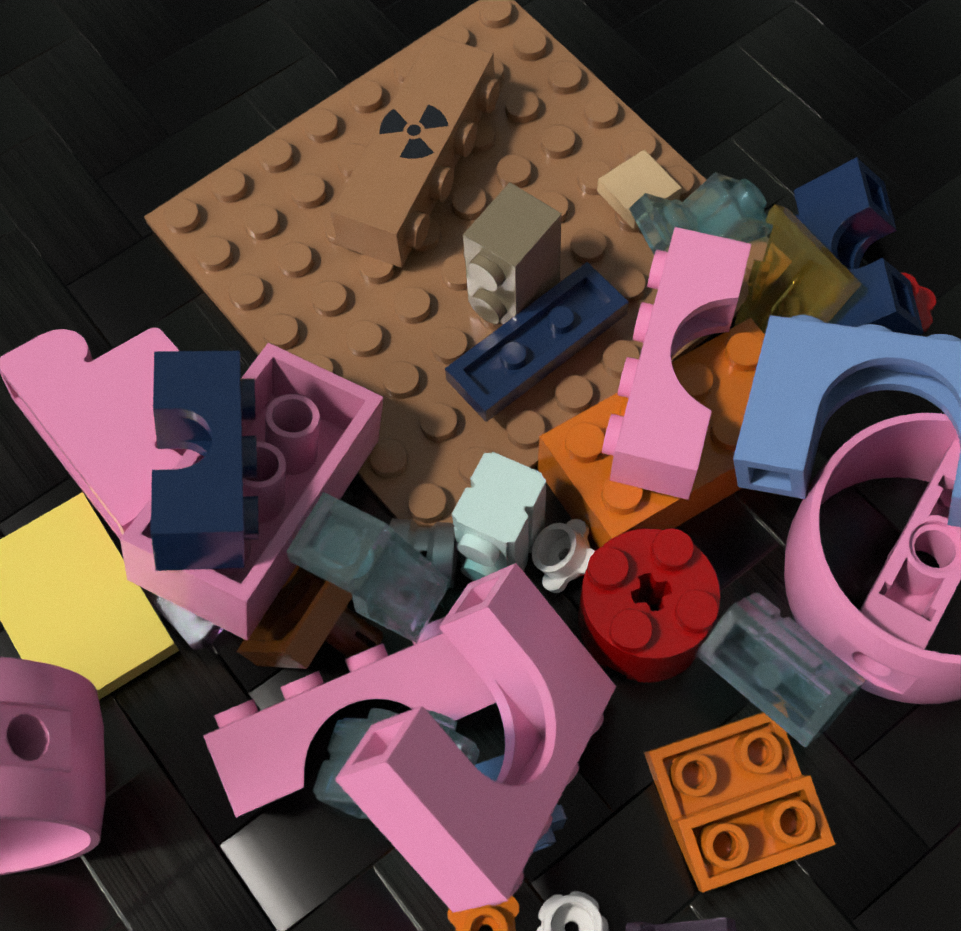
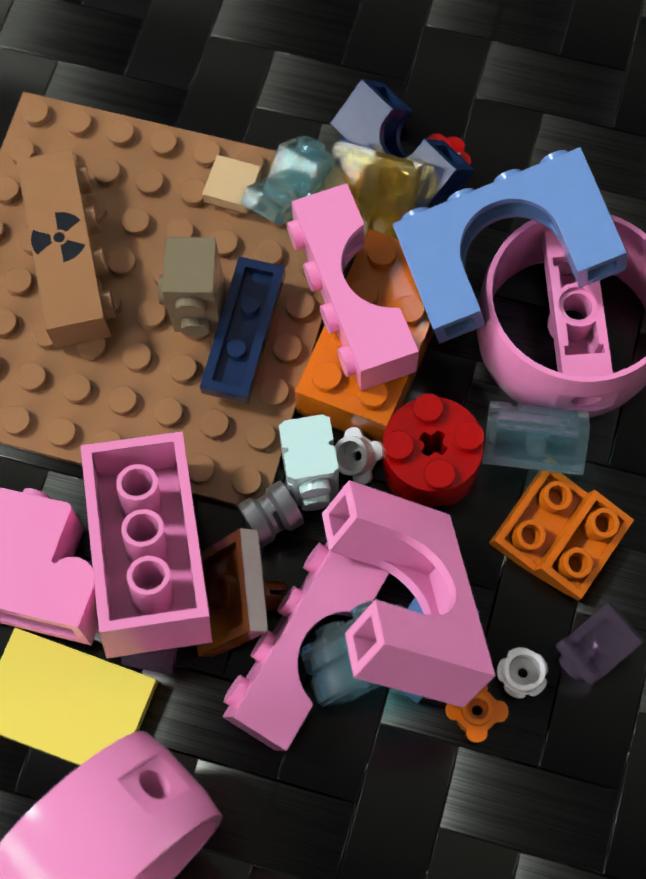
camera: 35 degrees left, 5 degrees up
(201, 508) = (89, 513): dark blue arch -> none
(373, 563) = (262, 540): clear light blue slope -> none

